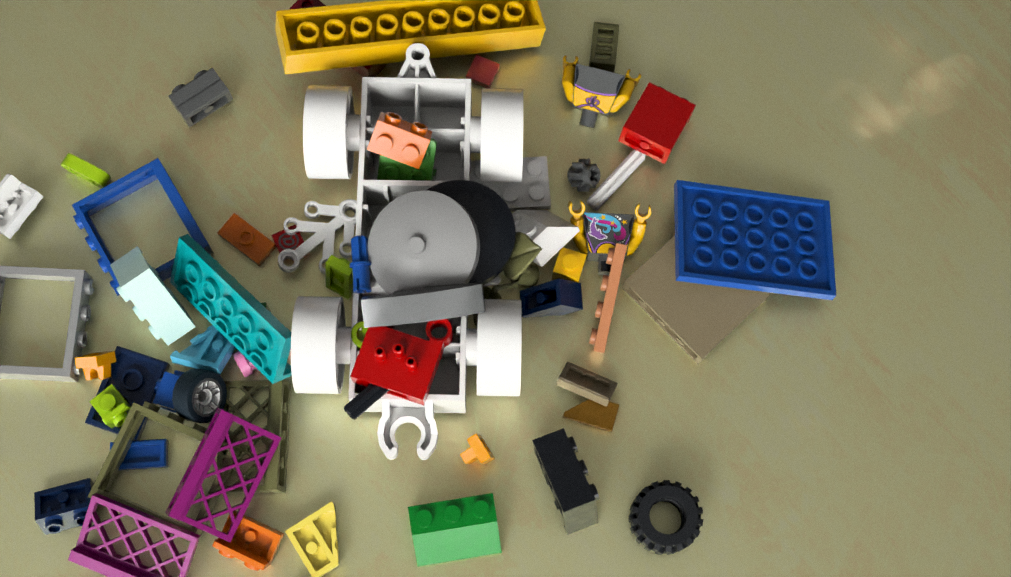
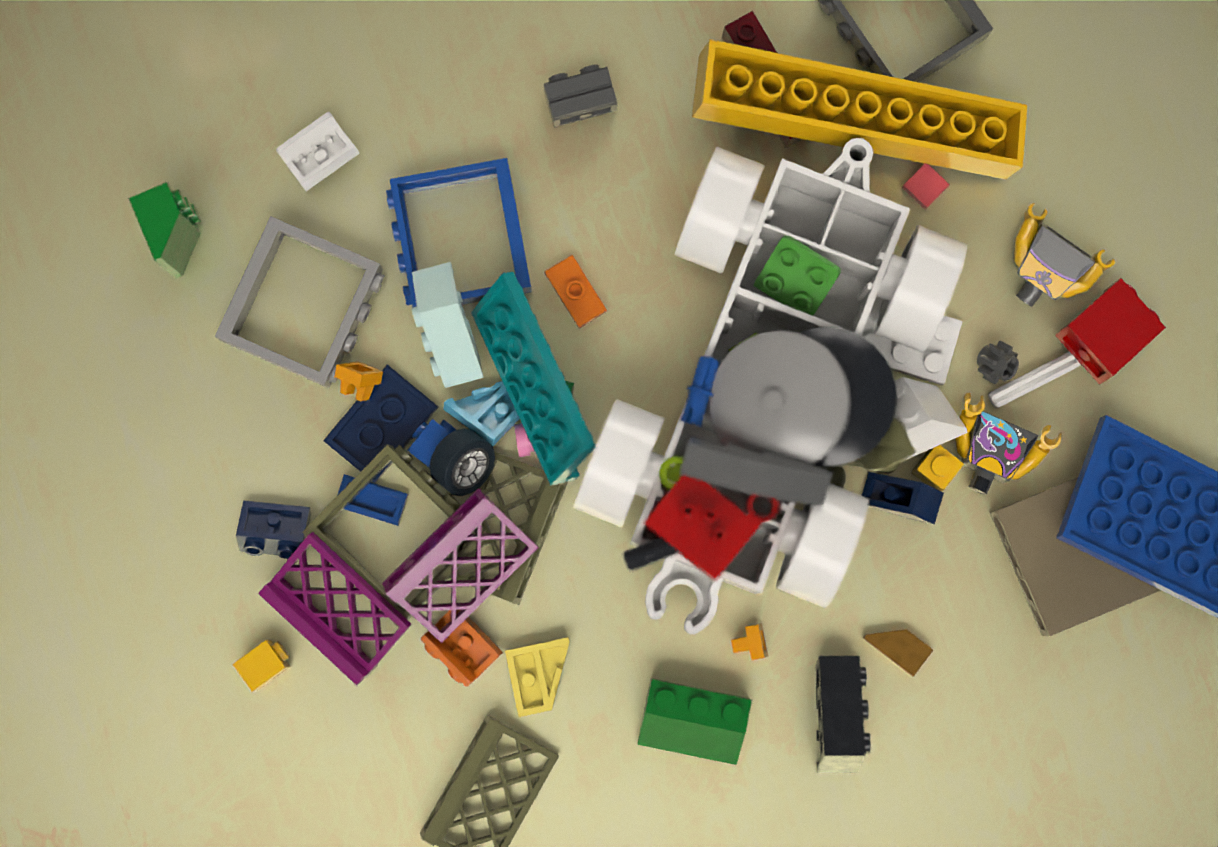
camera: 20 degrees right, 10 degrees up
(85, 171) = (417, 139): lime beam -> none
(111, 406) = (360, 436): lime bracket -> none
(285, 241) = (623, 313): red tile -> none
(323, 232) = (668, 318): white plant -> none
(339, 276) = (669, 381): lime plate -> none
(400, 139) = (799, 255): bracket -> none
(586, 384) = (905, 612): dark tan plate -> none
(604, 63) = (1073, 230): olive slope -> none
(605, 309) = (961, 535): nougat plate -> none
(687, 507) = (964, 804): black tyre -> none

